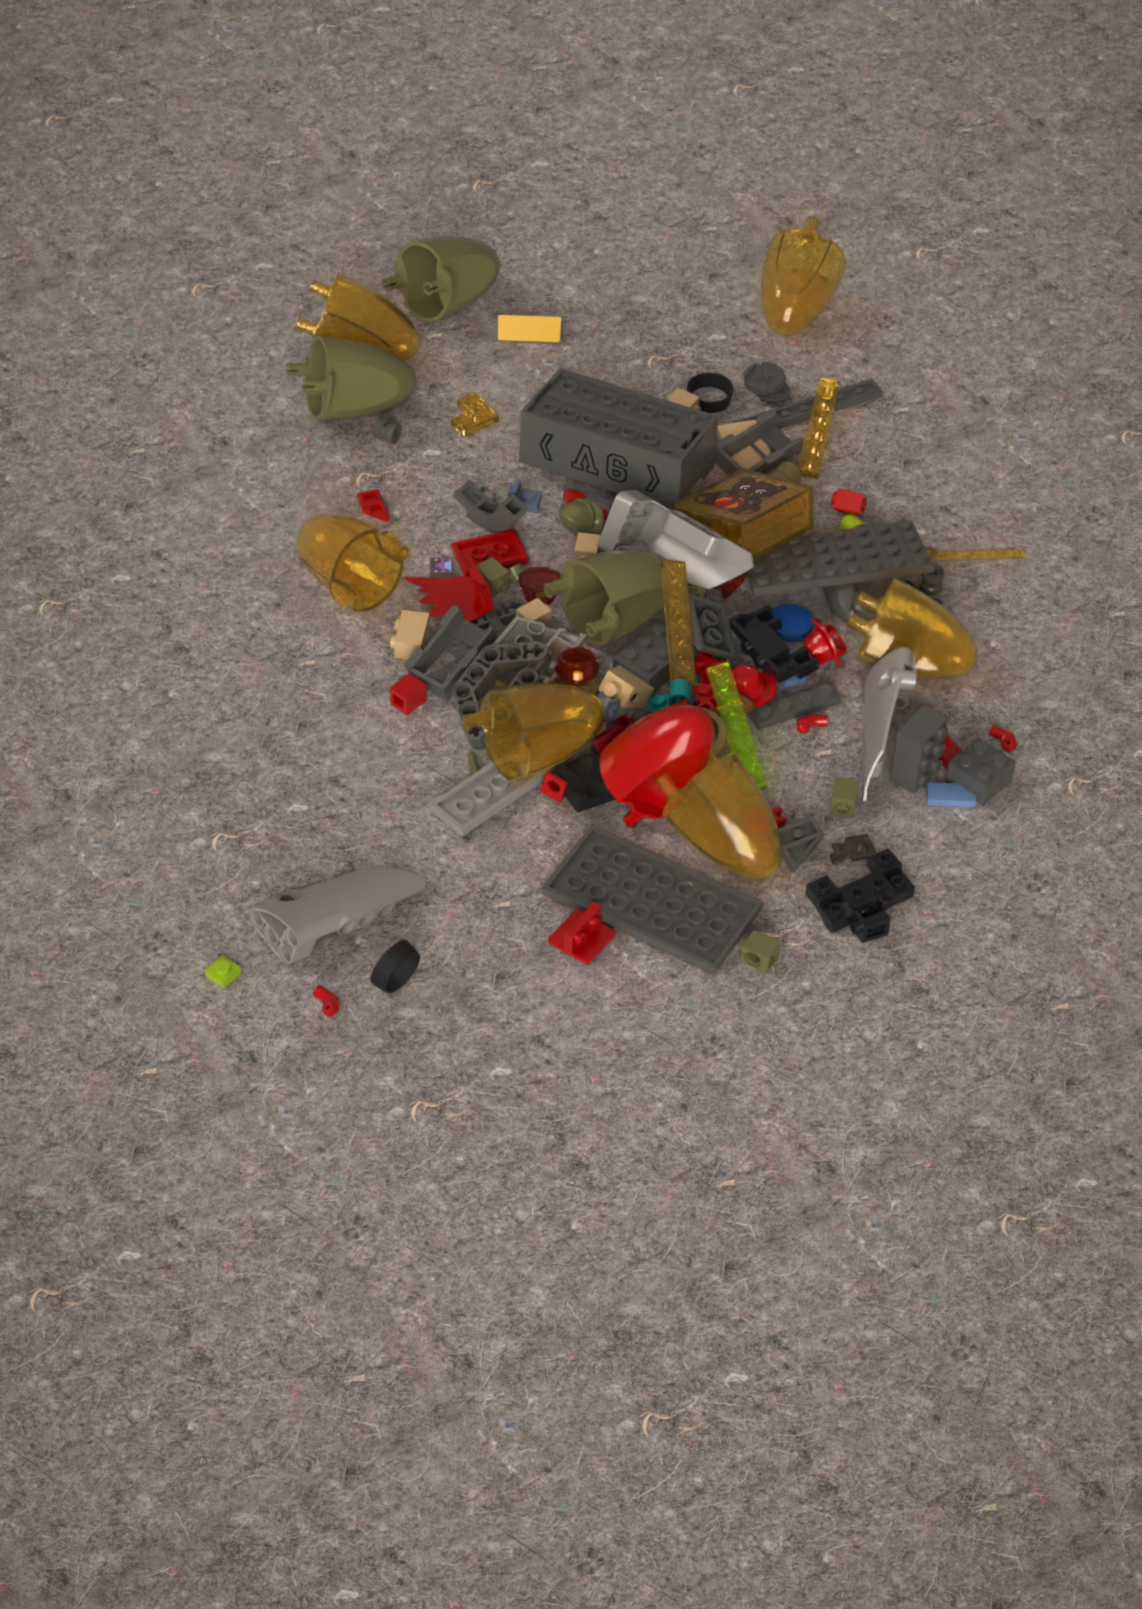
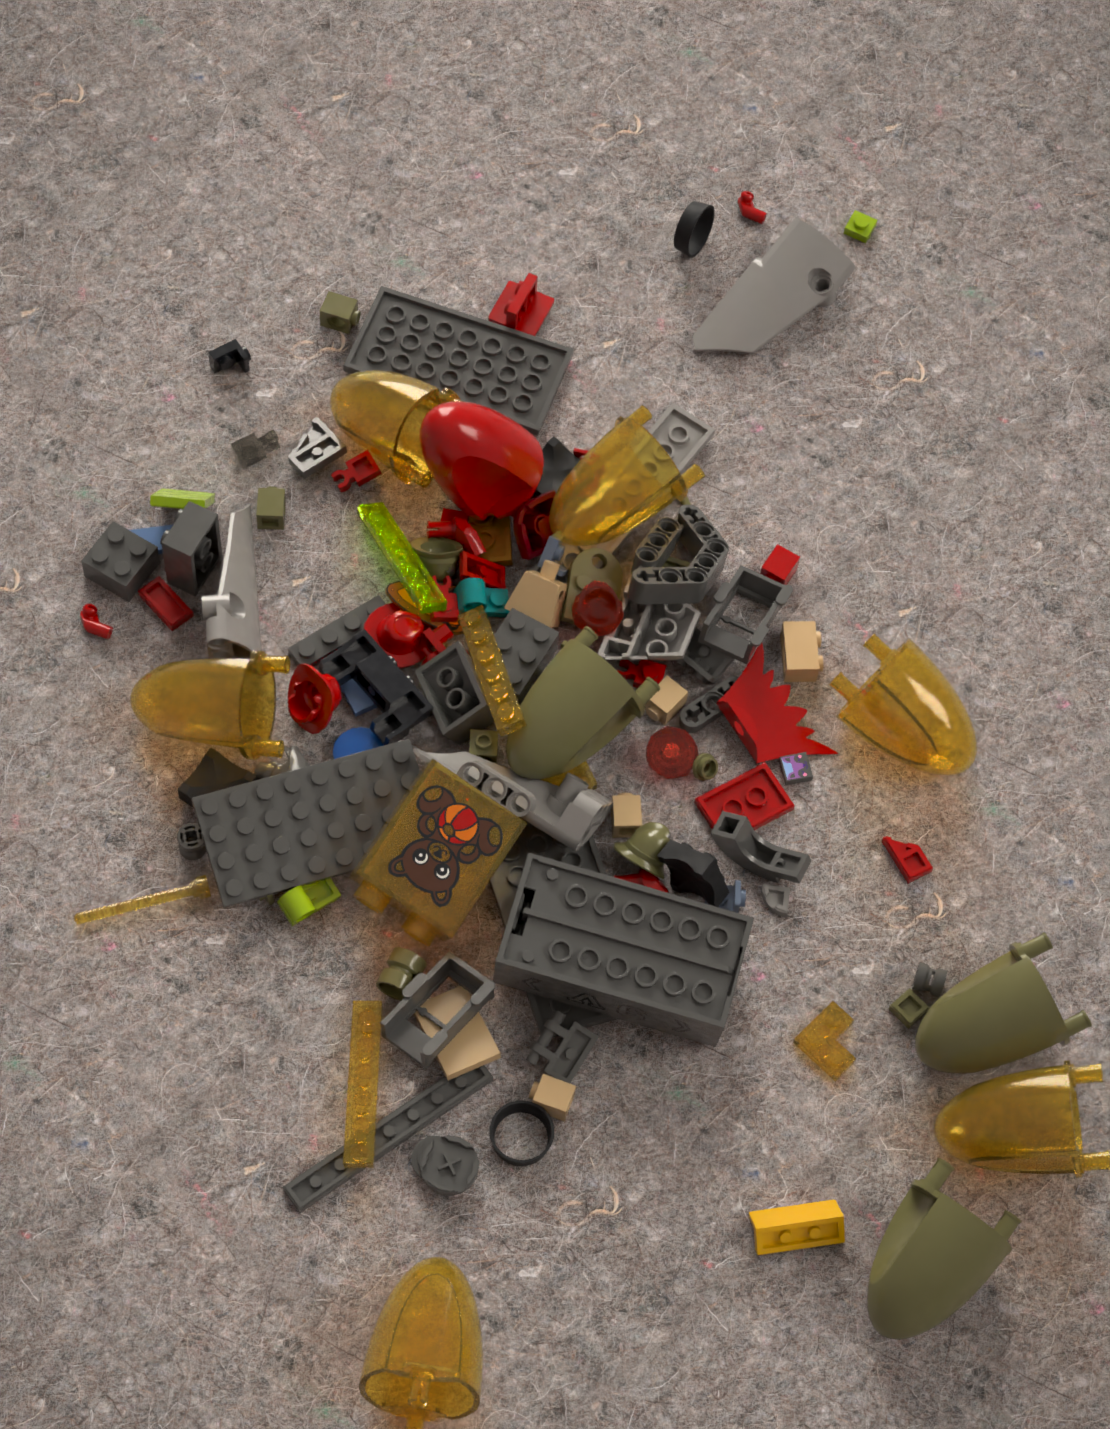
camera: 165 degrees right, 15 degrees up
(409, 423) = (909, 1008): none -> olive tile
(495, 576) = (730, 753): olive brick -> none
(547, 492) = (694, 872): none -> black brick
(811, 720) = (322, 610): red arm -> none
(849, 502) = (306, 938): red brick -> none
(869, 894) = (238, 390): black bracket -> none
(924, 792) = (179, 498): none -> lime tile

